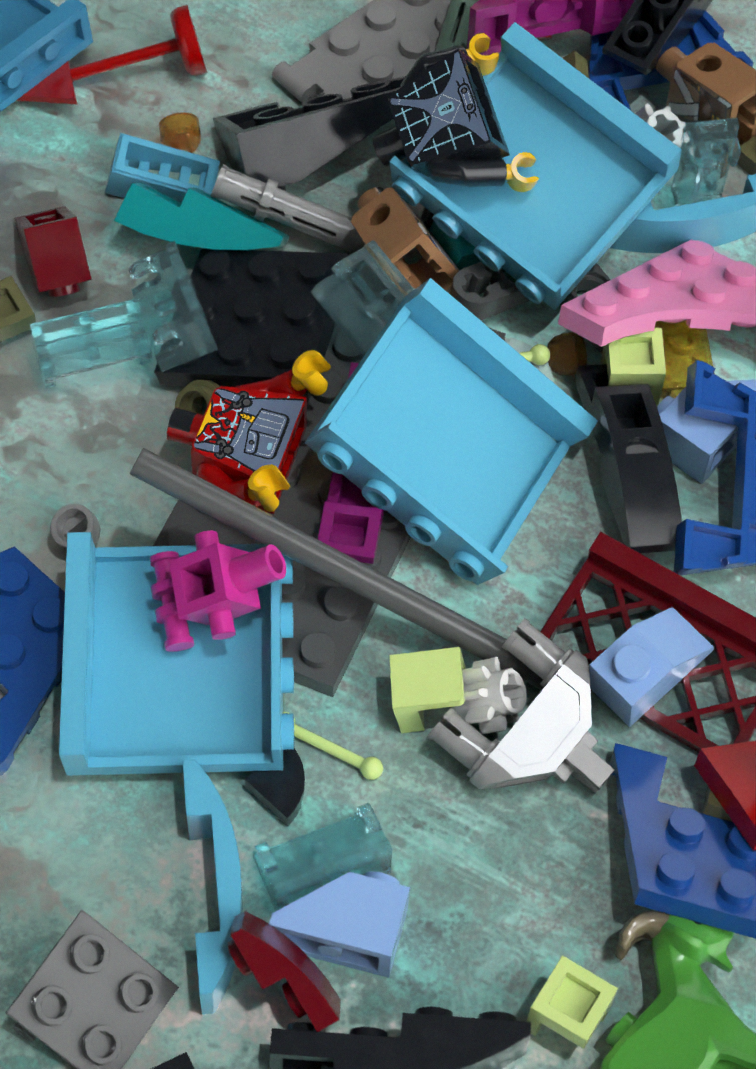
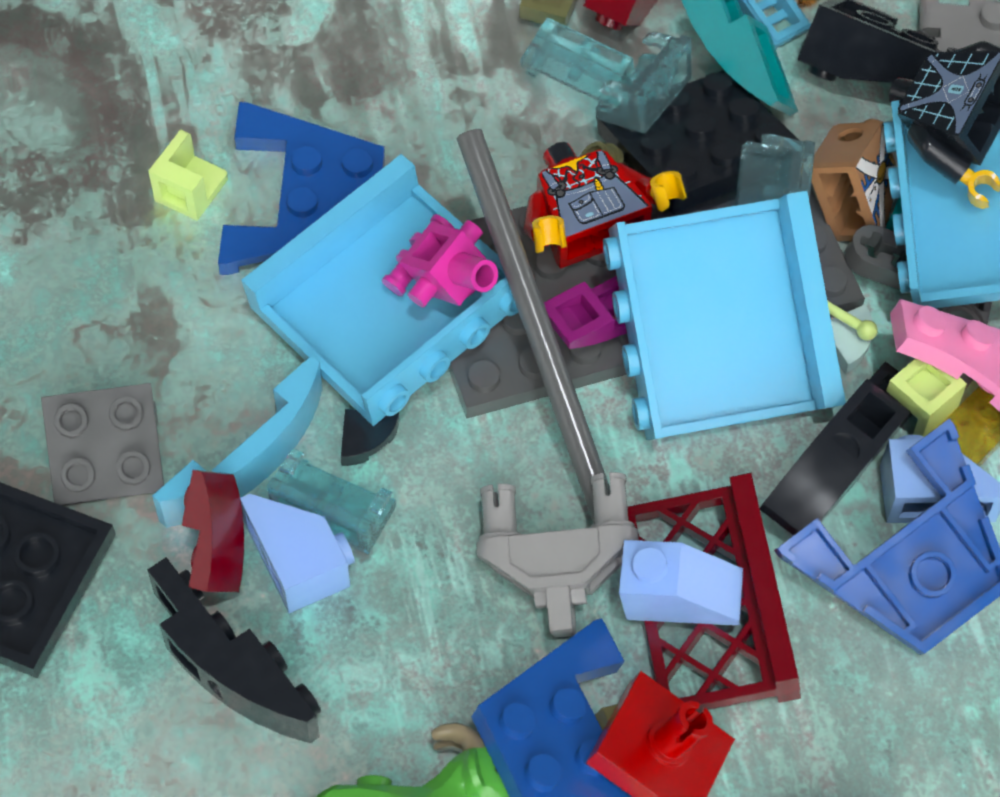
camera: 50 degrees right, 0 degrees up
(74, 519) = (433, 168): light grey hinge -> none
(286, 208) = (802, 73): light grey pin -> none
(369, 767) = (415, 407): yellowish green hinge -> none
(424, 683) = (518, 457): yellowish green panel -> none
(491, 696) = (552, 504): white gear -> none
(567, 353) = (884, 350): clear orange hinge -> none
(572, 1002) = (358, 733): yellowish green panel -> none

